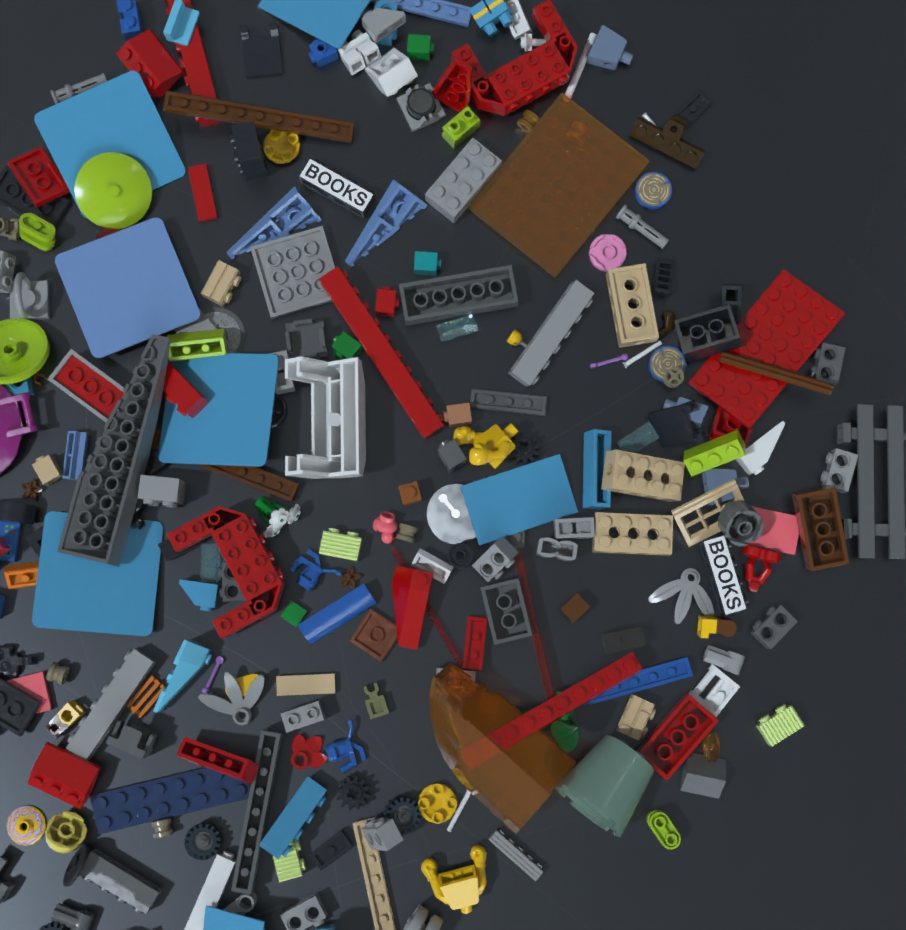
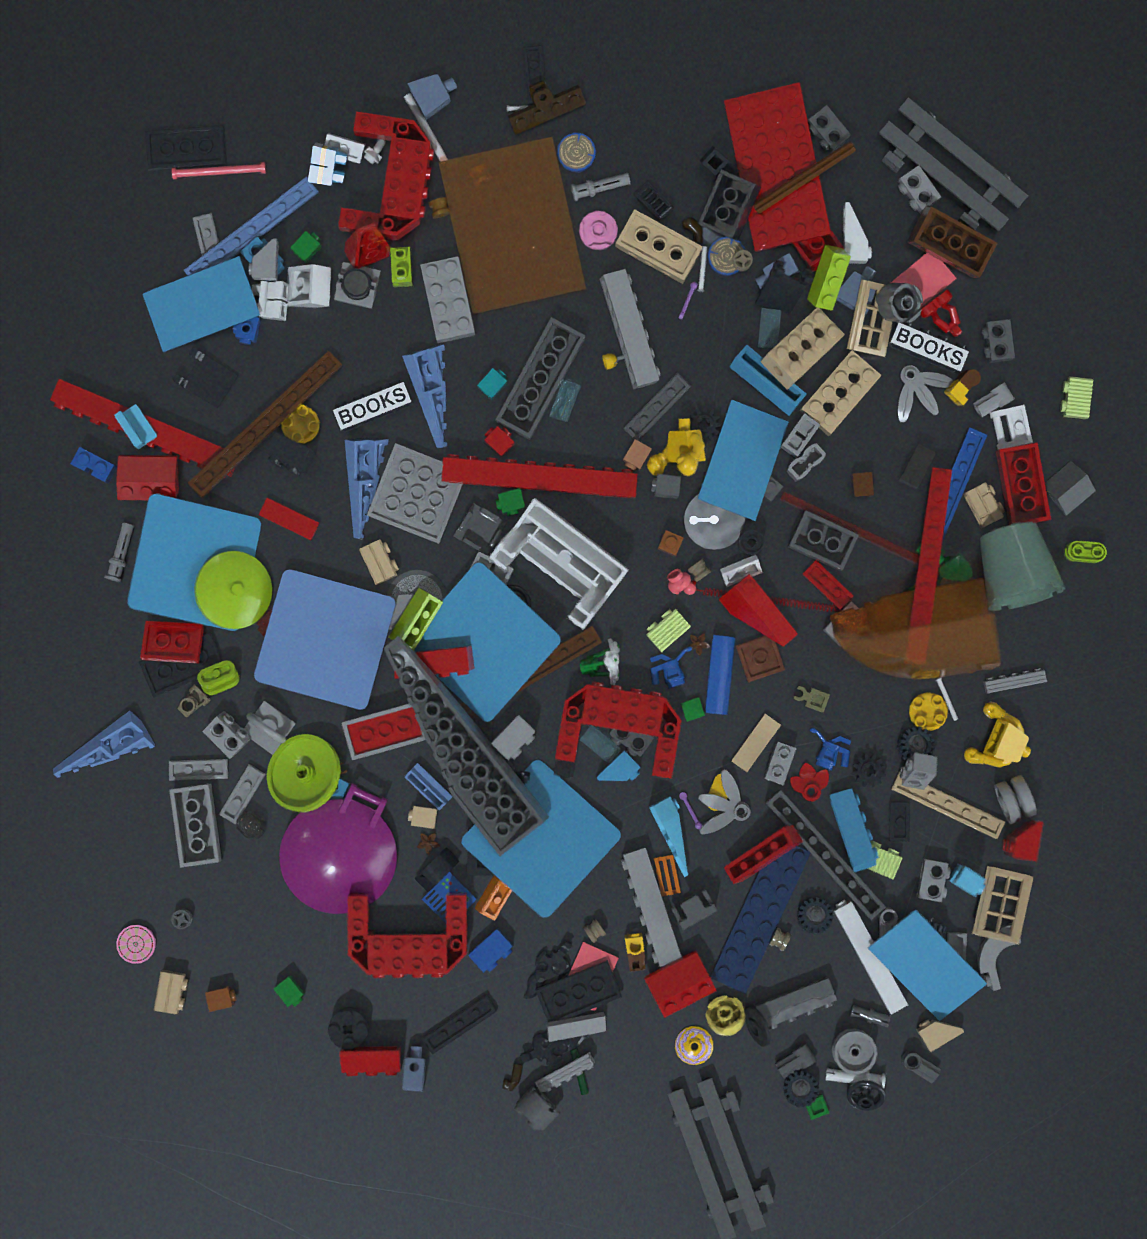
camera: 55 degrees left, 5 degrees up
(497, 557) = (776, 516): light grey brick -> none
(711, 747) = (1052, 464): clear orange piece -> none

